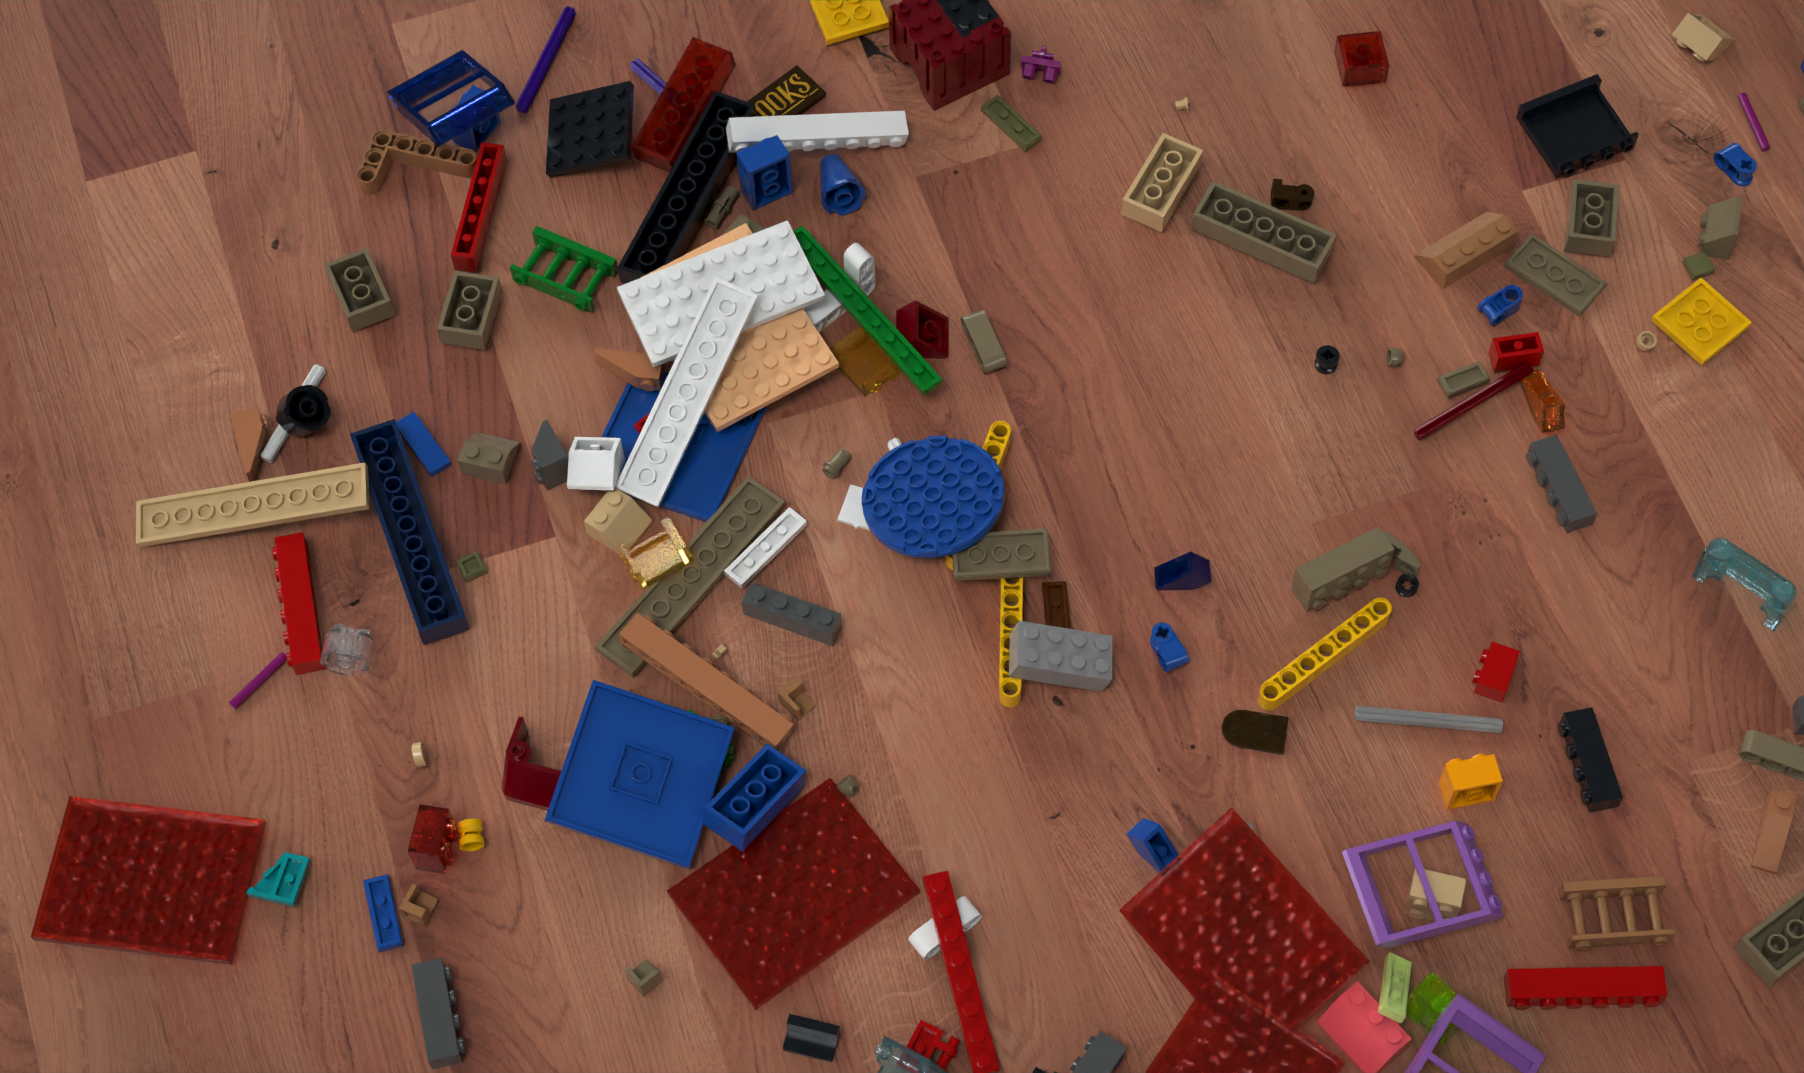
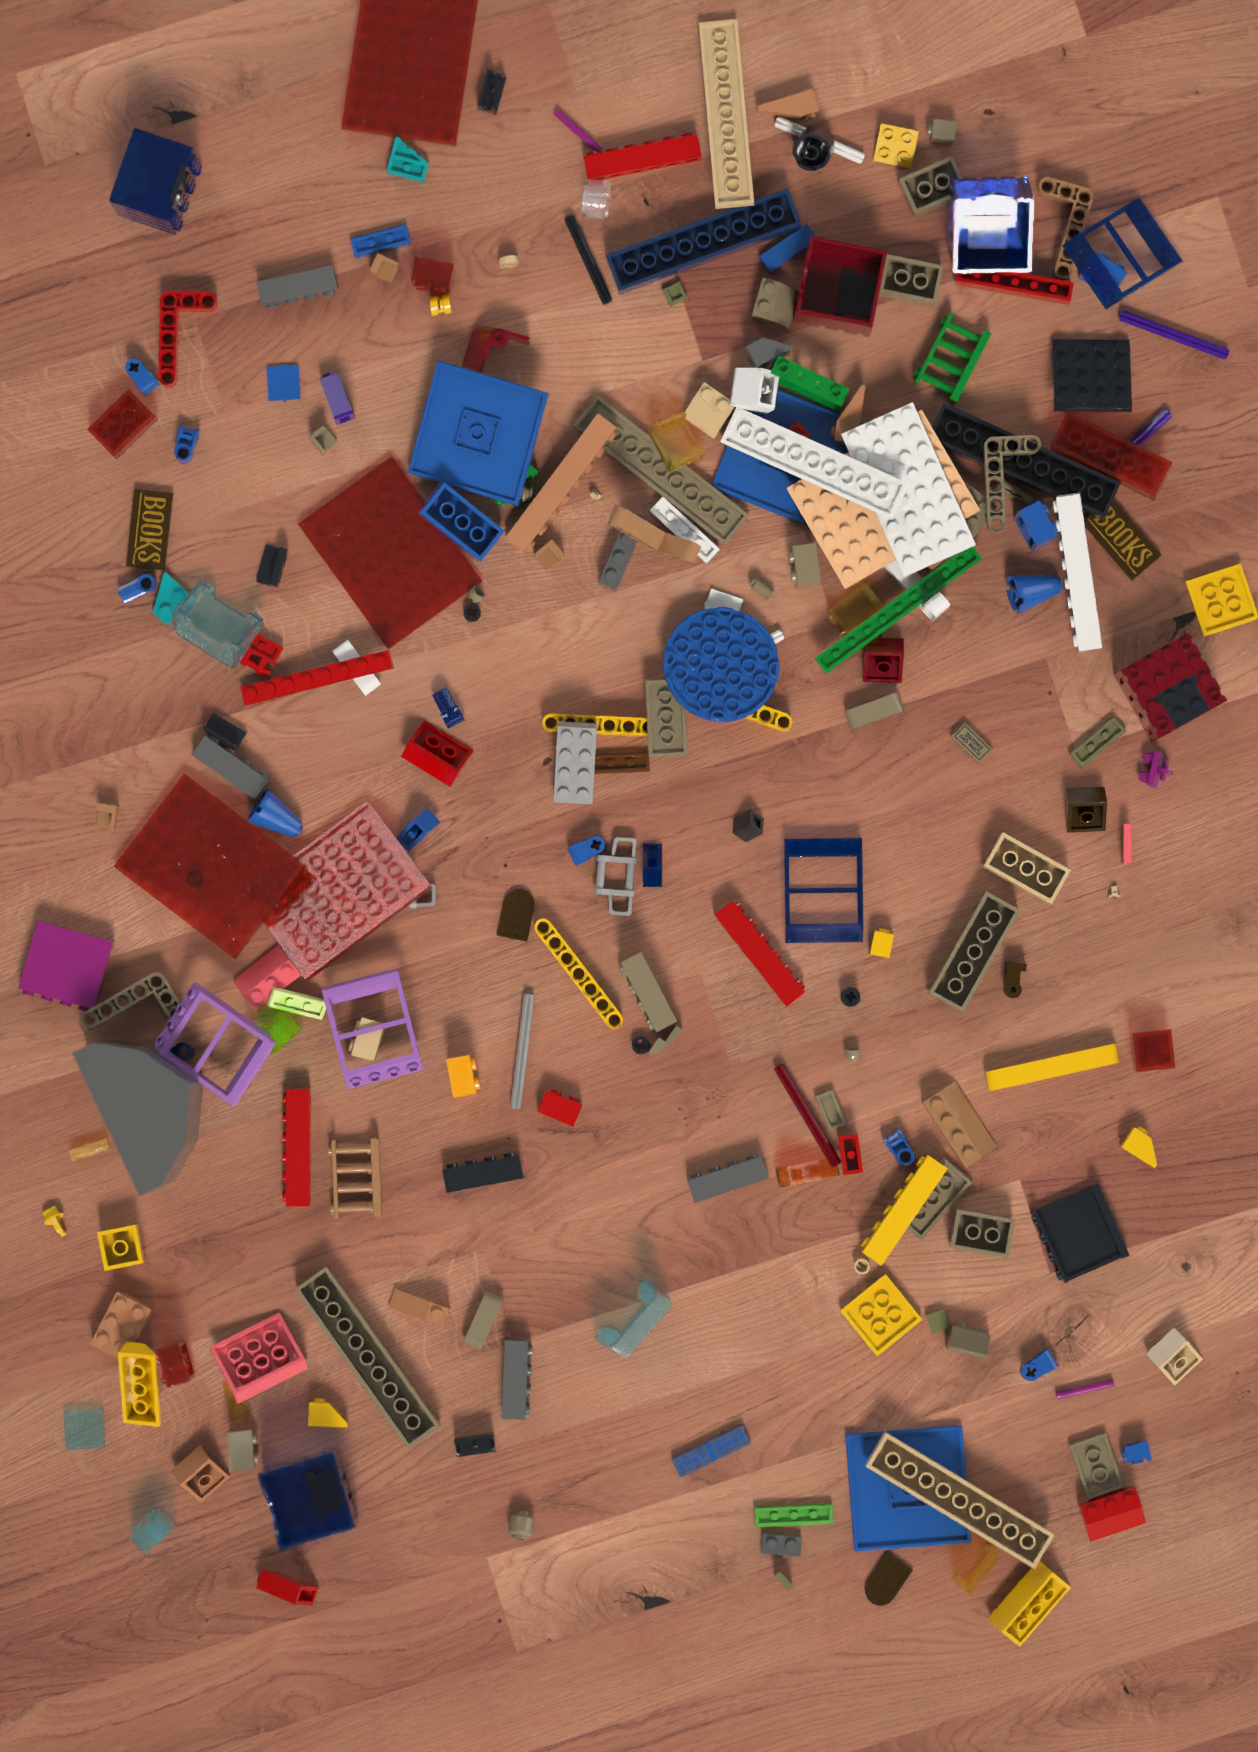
camera: 90 degrees right, 25 degrees up
(199, 781) = (491, 92): none -> black hinge
(294, 283) = (942, 131): none -> dark tan brick
(306, 332) = (896, 145): none -> yellow hinge
(409, 213) = (990, 224): none -> clear blue piece
(422, 664) = (588, 260): none -> black axle
(473, 371) = (840, 286): none -> dark red piece
(565, 1032) = (283, 383): none -> blue piece
(589, 956) = (337, 398): none -> dark purple slope
(591, 402) = (809, 384): none -> green fence
(706, 204) = (989, 475): none -> dark tan beam
(780, 571) = (653, 537): none -> medium nougat beam
(810, 409) = (805, 564): none -> dark tan brick
(871, 782) = (472, 607): none -> black bush
(999, 812) = (449, 711): none -> clear blue piece
(1017, 244) = (971, 743): none -> dark tan tile
(1055, 826) = (437, 753): none -> red slope
(1089, 129) = (1085, 809): none -> dark brown slope
(1127, 90) = (1126, 843): none -> coral tile
(1127, 471) = (748, 825): none -> black panel
(1145, 1025) = (274, 815): none -> blue cone
(1218, 602) = (628, 892): none -> light grey bar
(1251, 384) = (824, 932): none -> clear blue window
(1260, 327) = (881, 943): none -> yellow brick
(1282, 454) = (759, 953): none -> red brick
(1389, 157) = (1052, 1067): none -> yellow beam
(1470, 71) = (1140, 1146): none -> yellow slope
(1575, 295) = (903, 1210): none -> yellow brick

